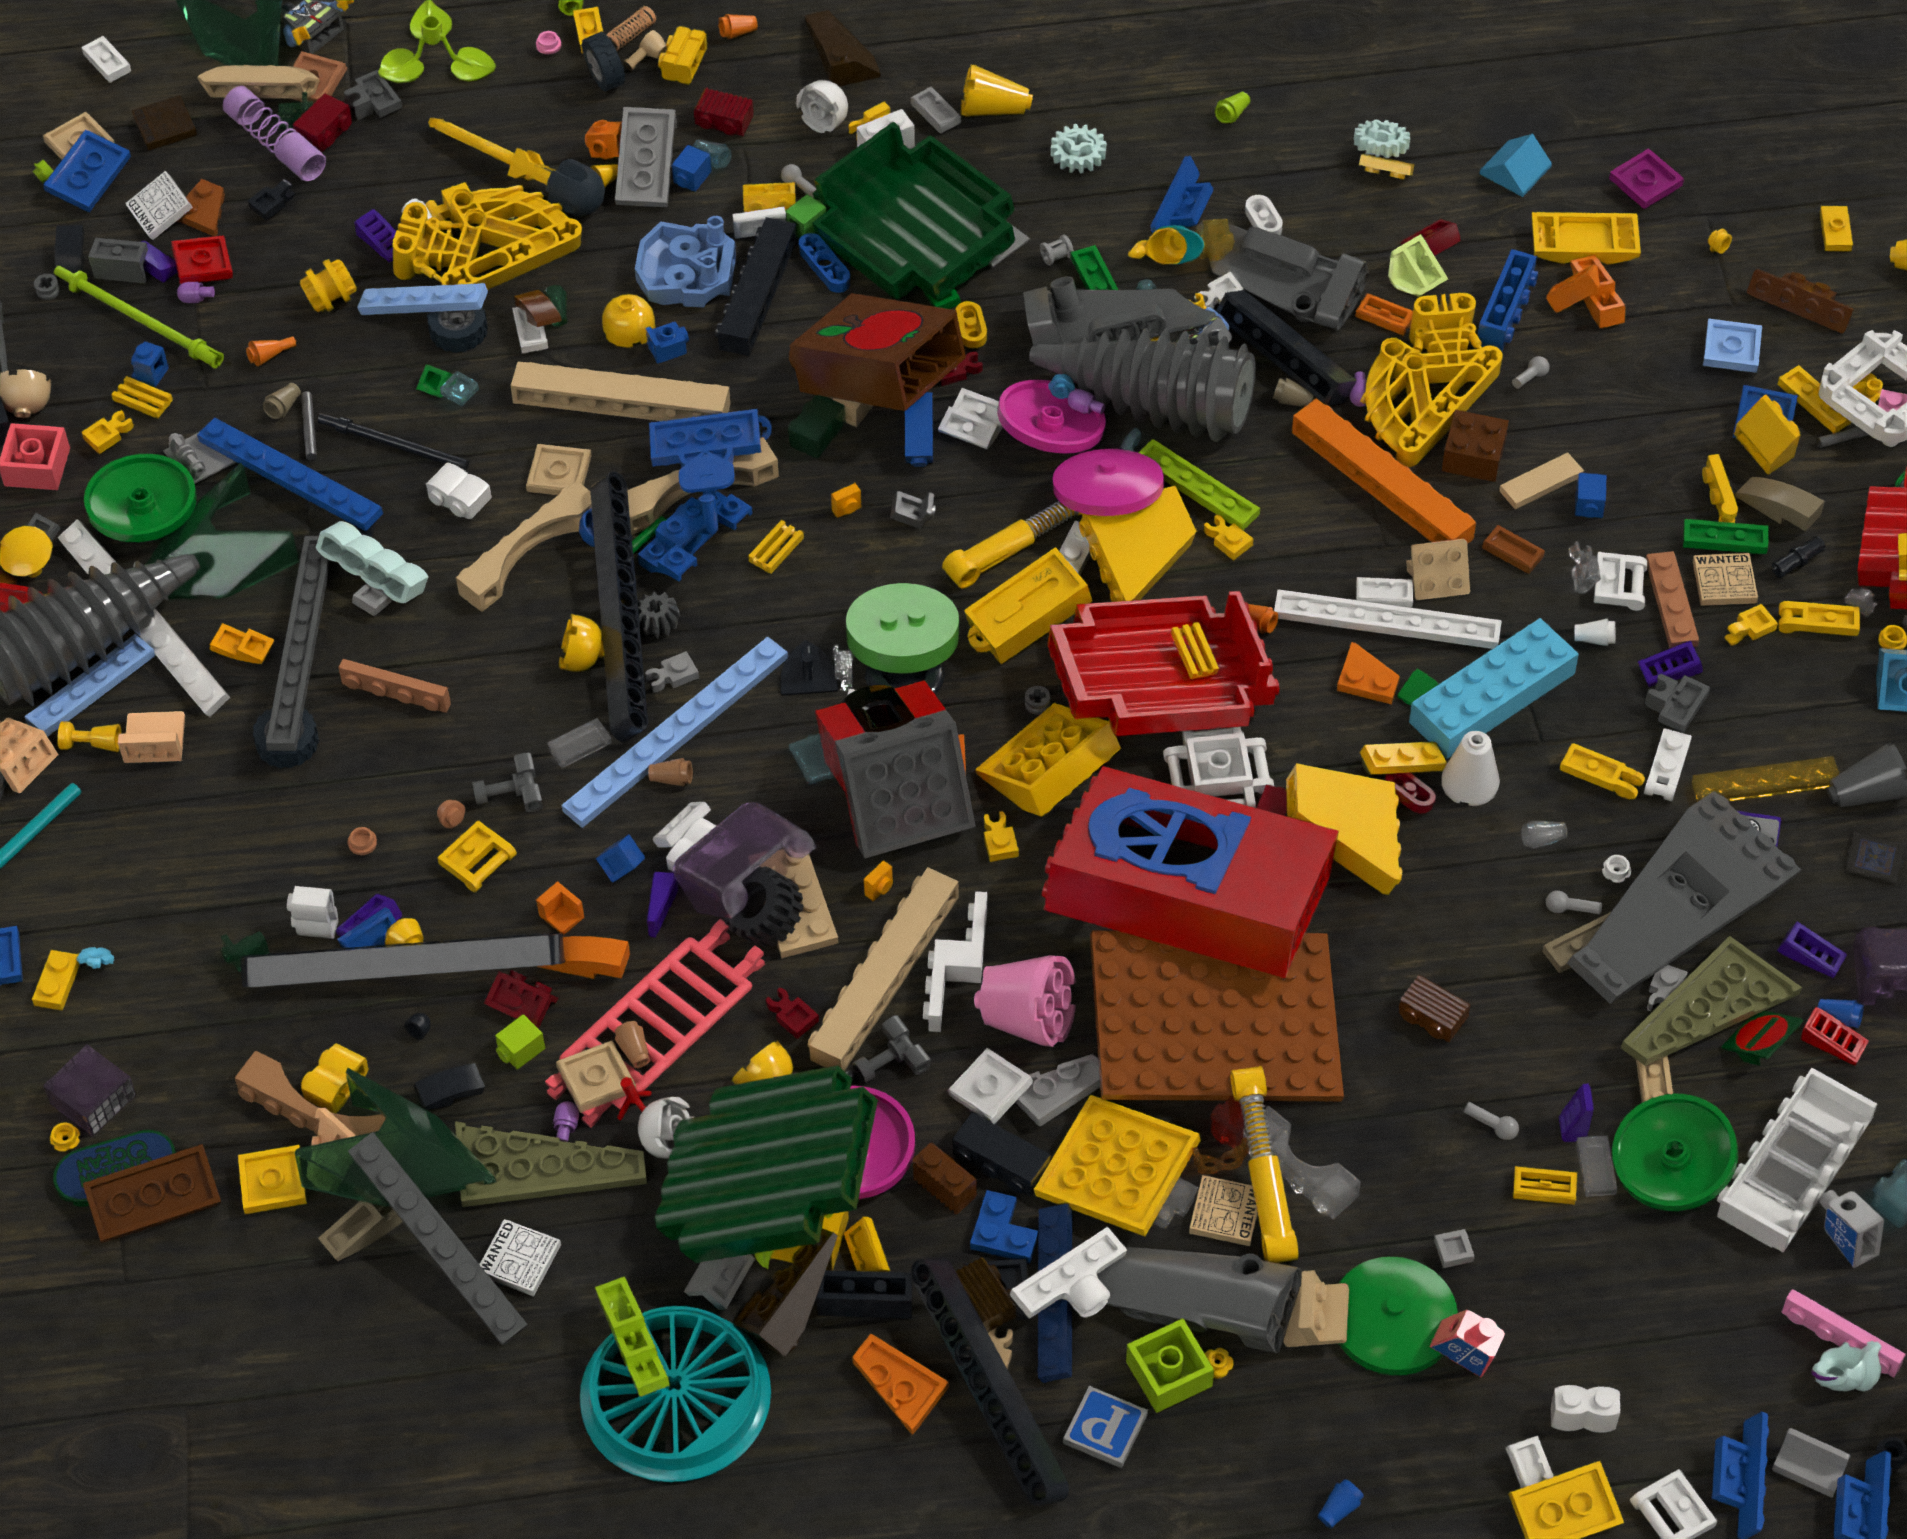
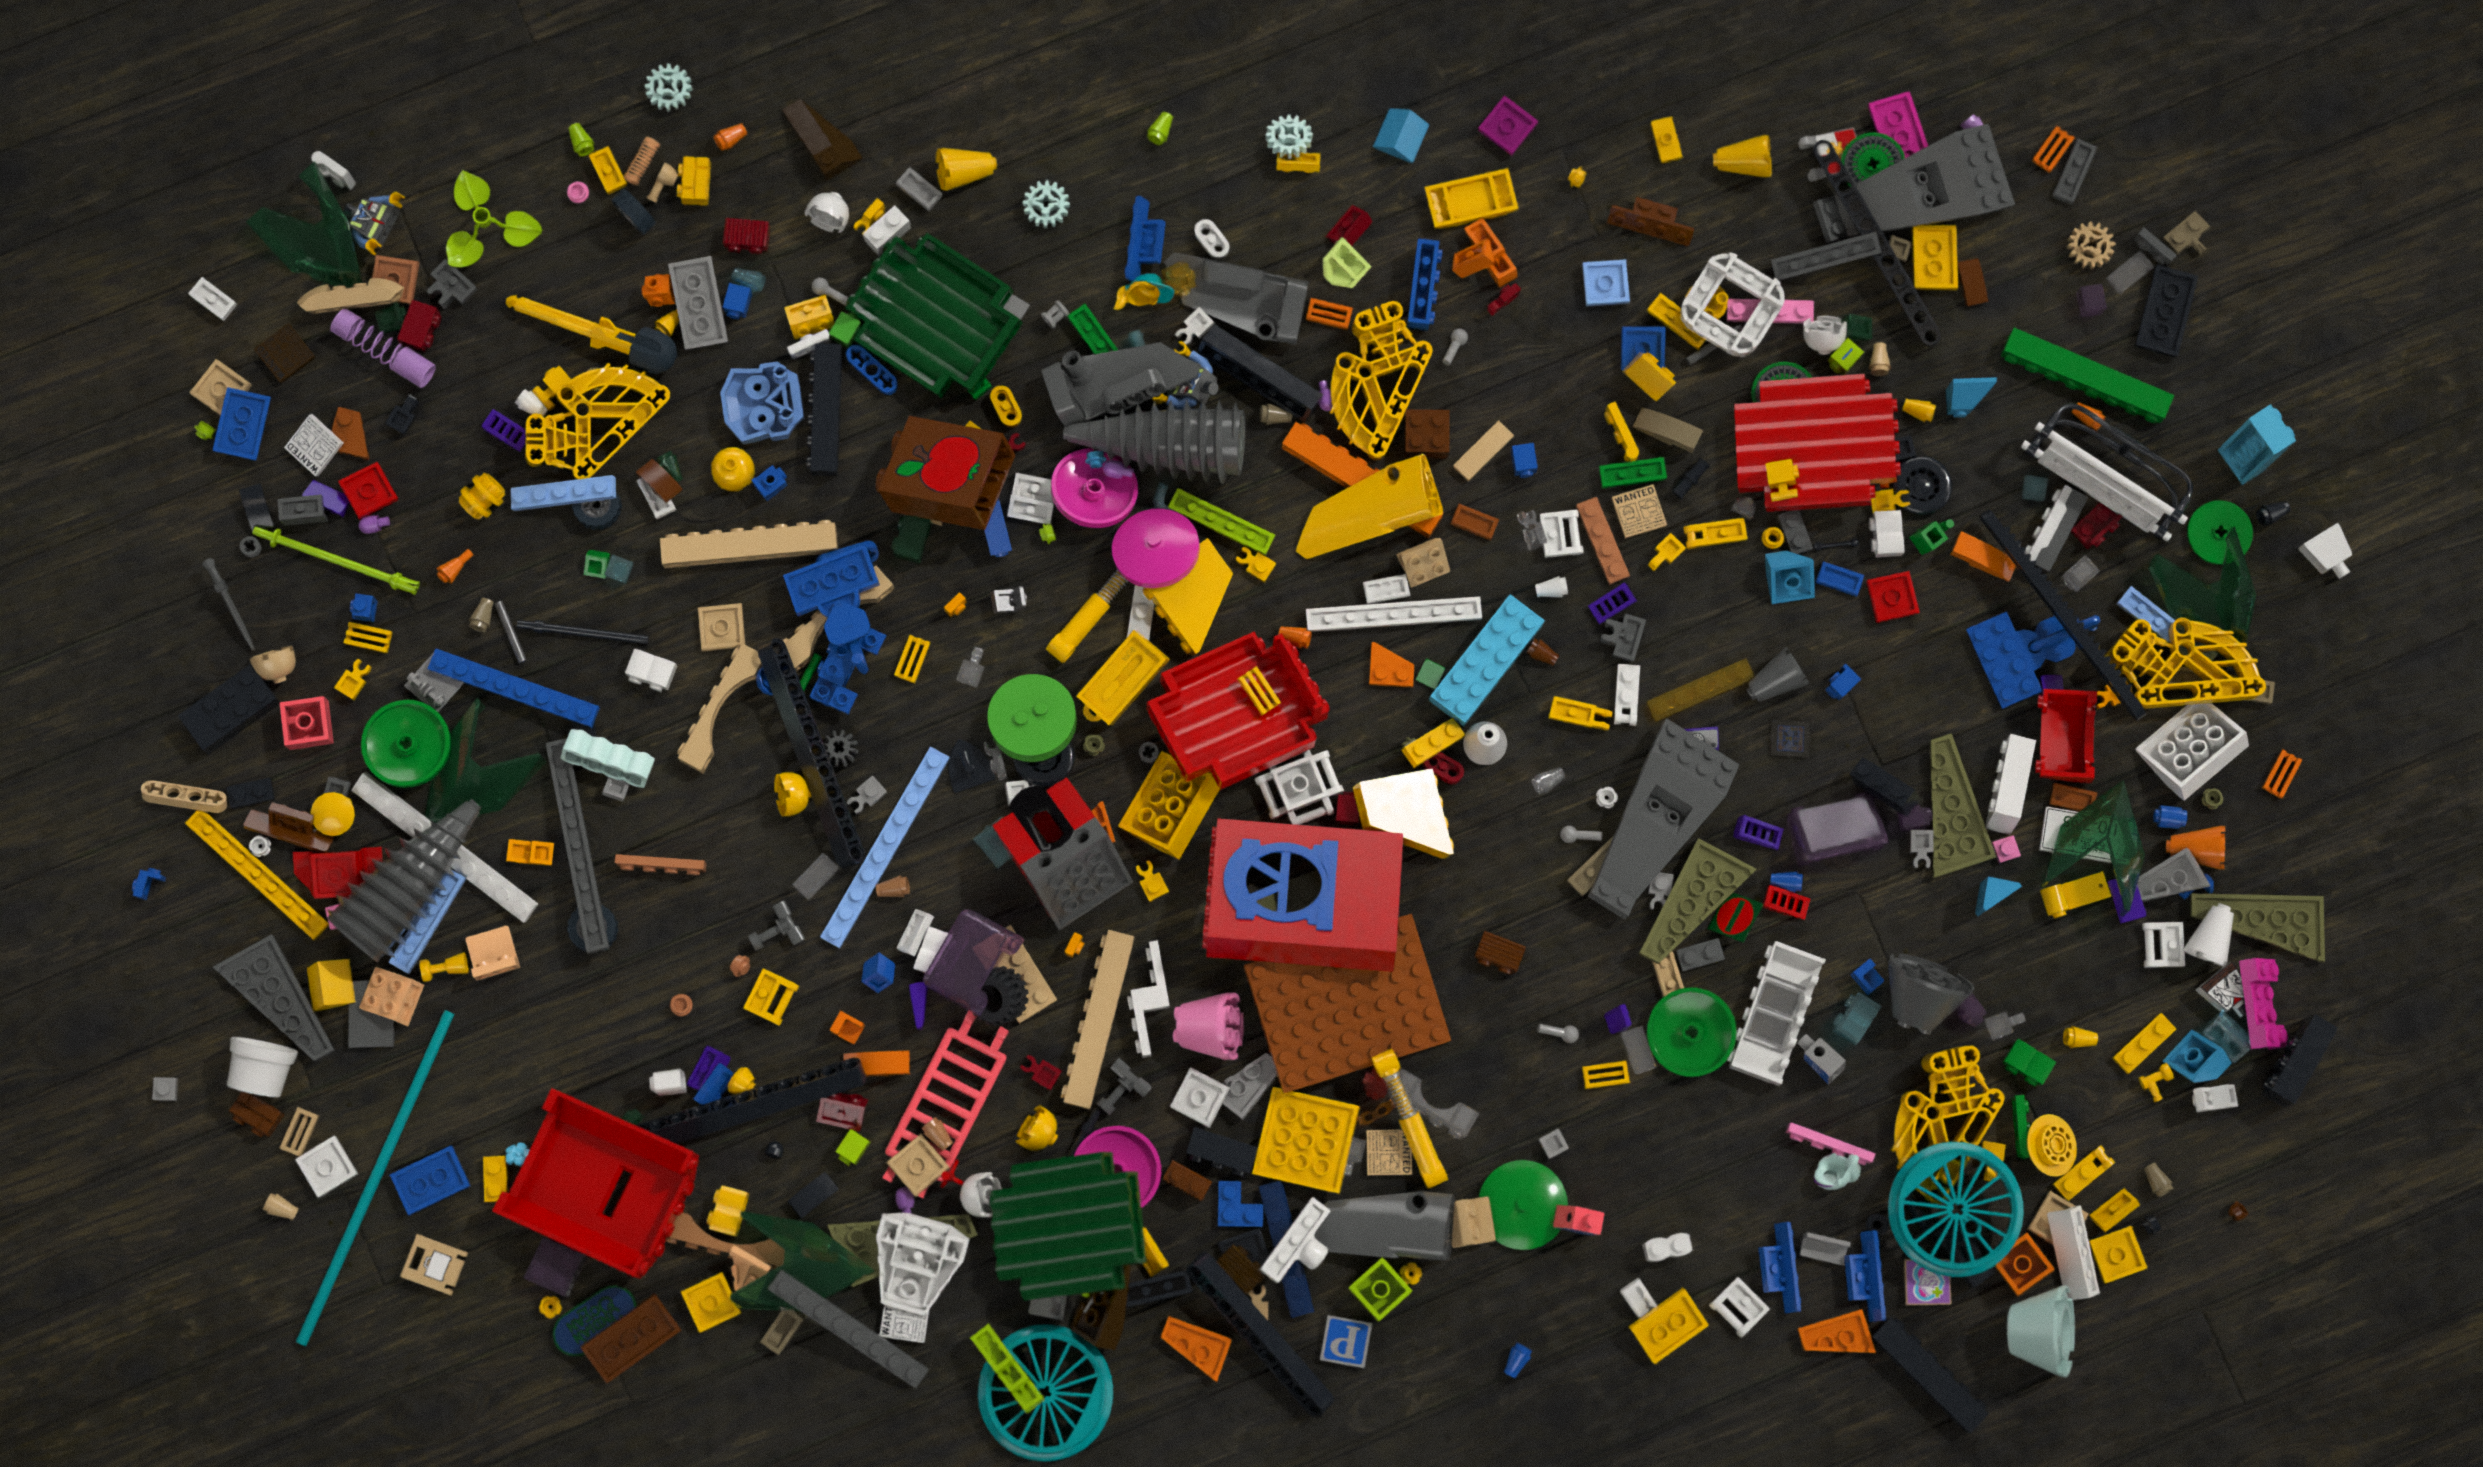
camera: 20 degrees left, 25 degrees up
(168, 977) = (575, 1173): none -> red panel
(553, 1182) = (916, 1260): none -> white wedge
(845, 573) = (971, 671): none -> clear plate
(971, 671) = (1089, 740): none -> olive plate
(981, 455) = (1047, 533): none -> lime plate
(1388, 497) = (1372, 508): none -> yellow panel
(1565, 694) = (1541, 651): none -> reddish brown cone
(1607, 335) = (1507, 295): none -> dark red plate
(1704, 1073) = (1700, 955): none -> dark grey plate

